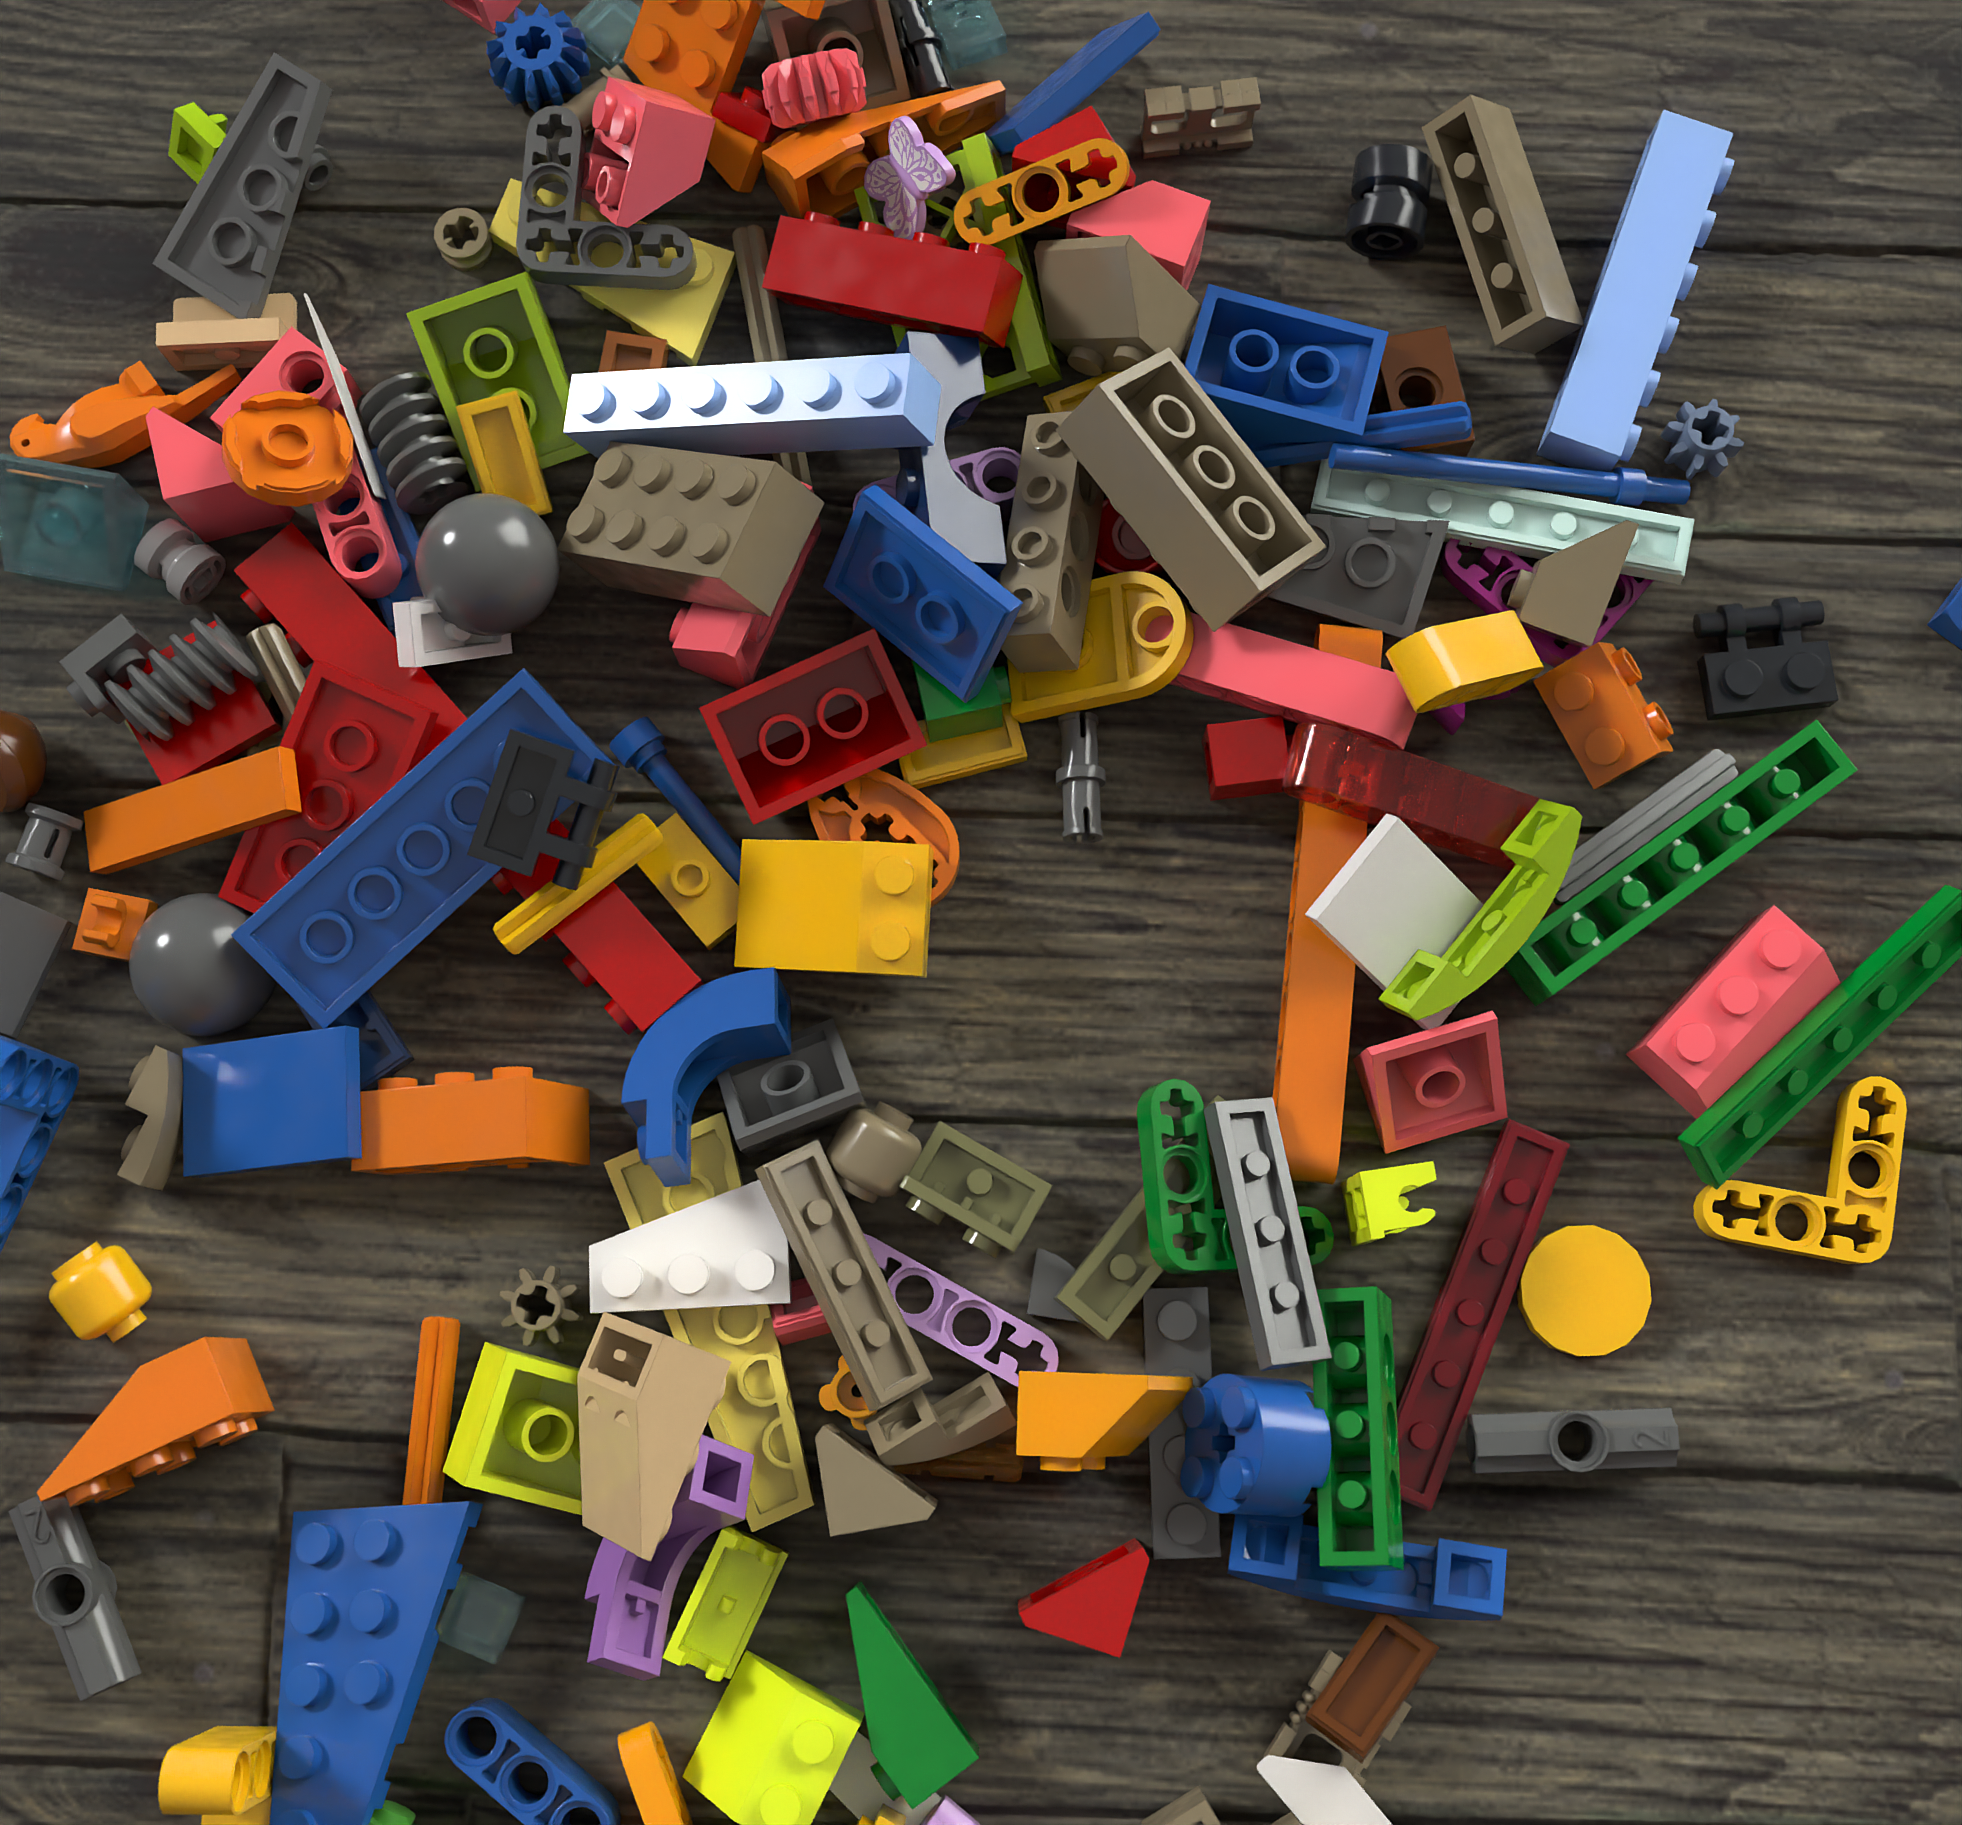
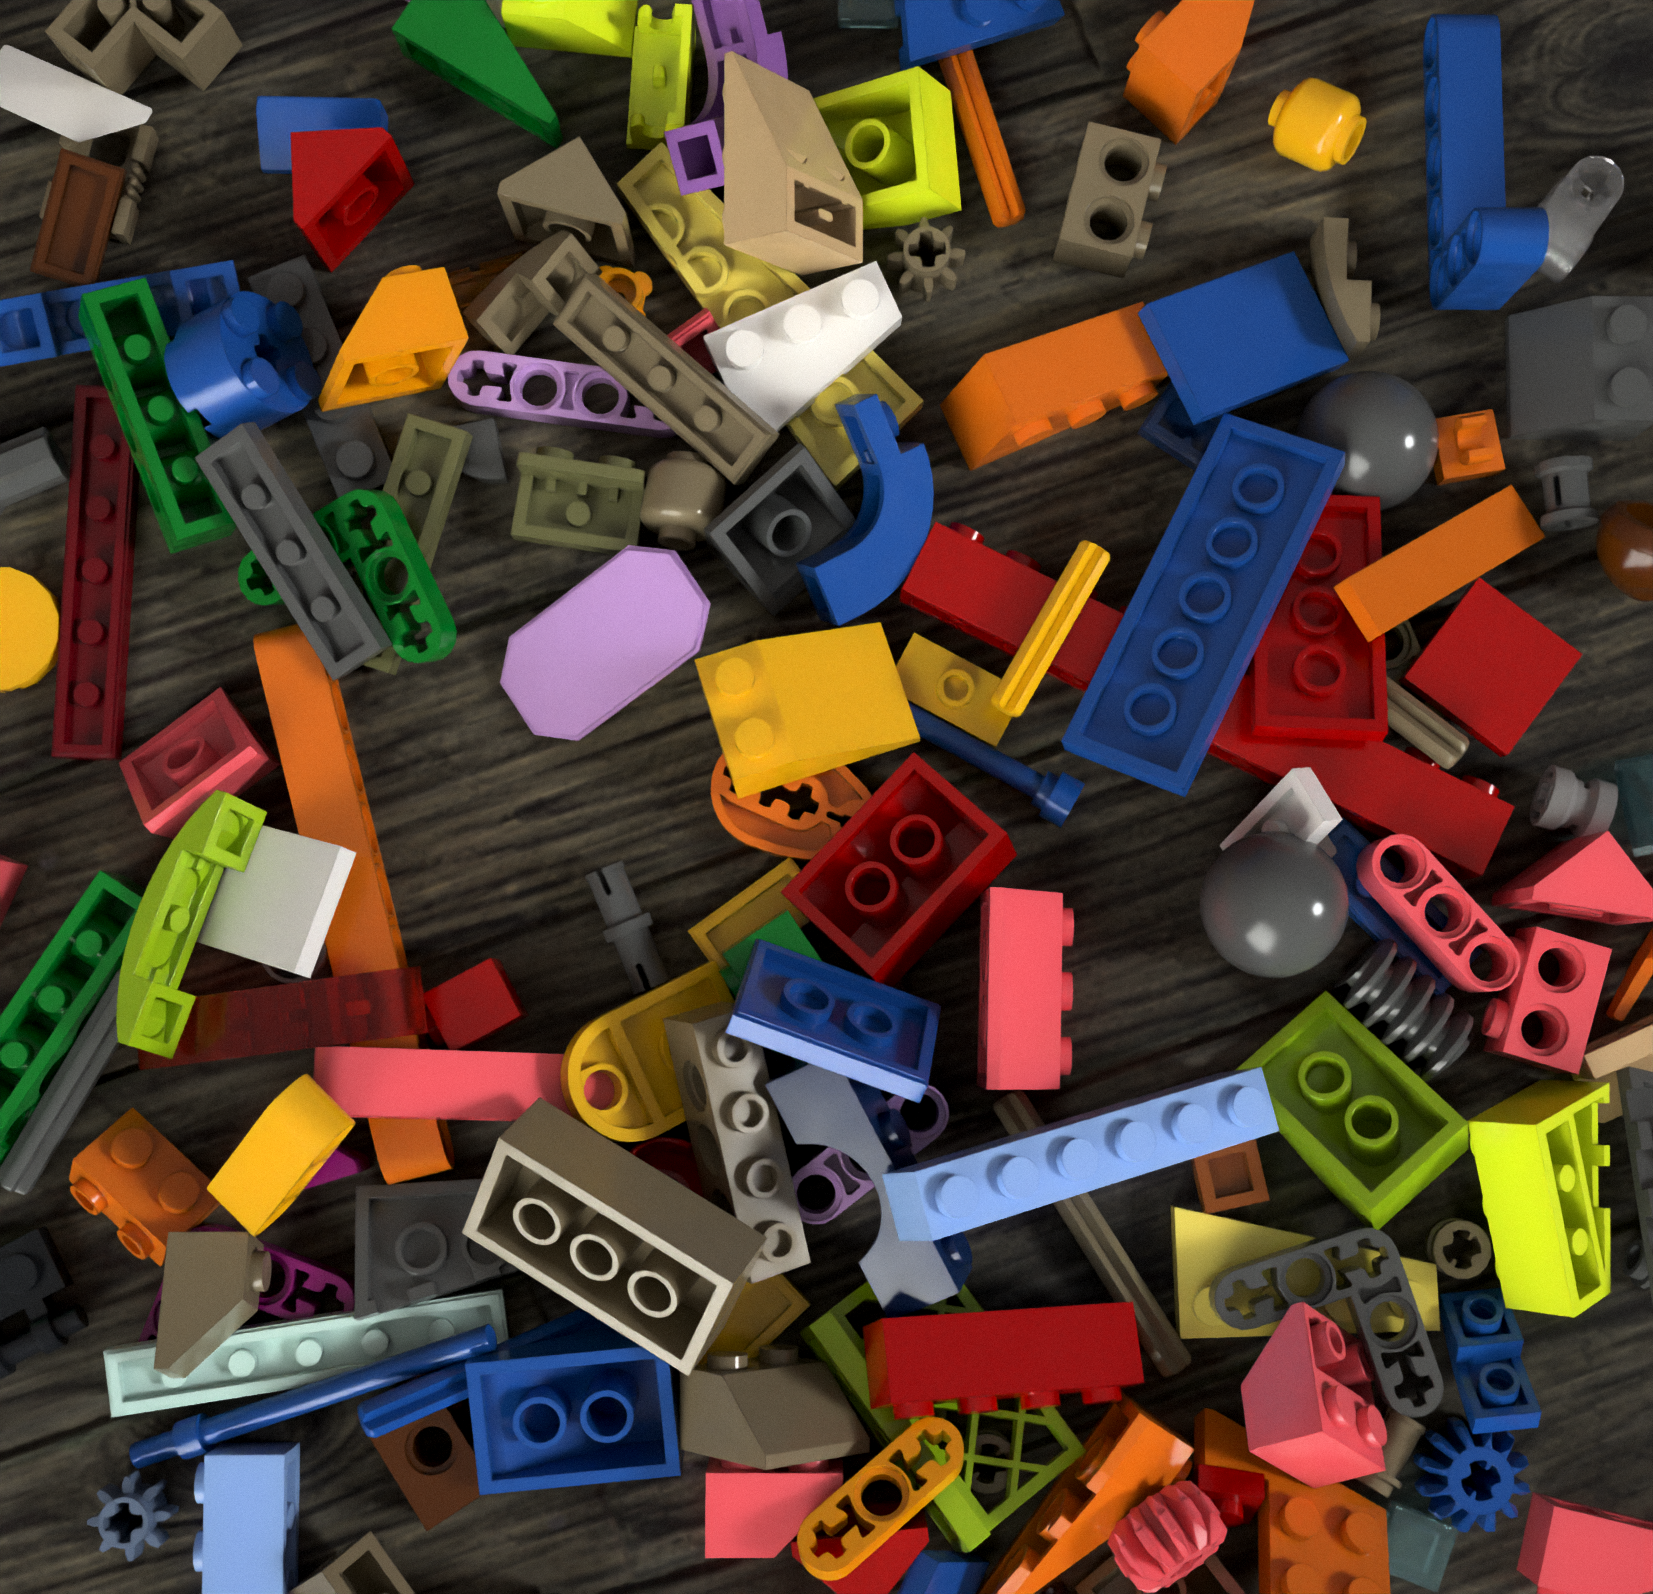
camera: 155 degrees right, 5 degrees up
(105, 659) = (1584, 669): dark grey bracket -> none
(182, 679) = (1502, 672): dark grey piece -> none
(287, 449) = (1514, 928): orange tile -> none
(348, 405) = (1482, 1008): white sticker -> none
(349, 1307) = (1100, 198): none -> dark tan brick
(371, 245) = (1542, 1195): none -> neon yellow wedge
(482, 139) = (1487, 1361): none -> blue slope
(504, 450) = (1311, 1030): yellow tile -> none
(523, 804) = (1126, 667): black plate -> none
(691, 526) = (1088, 1005): dark tan brick -> none
(907, 178) = (1029, 1470): lavender animal -> none
(1000, 1044) = (605, 642): none -> lavender shield
(1095, 1685) = (283, 114): none -> blue slope
(1375, 1204) = (206, 627): neon yellow hinge -> none

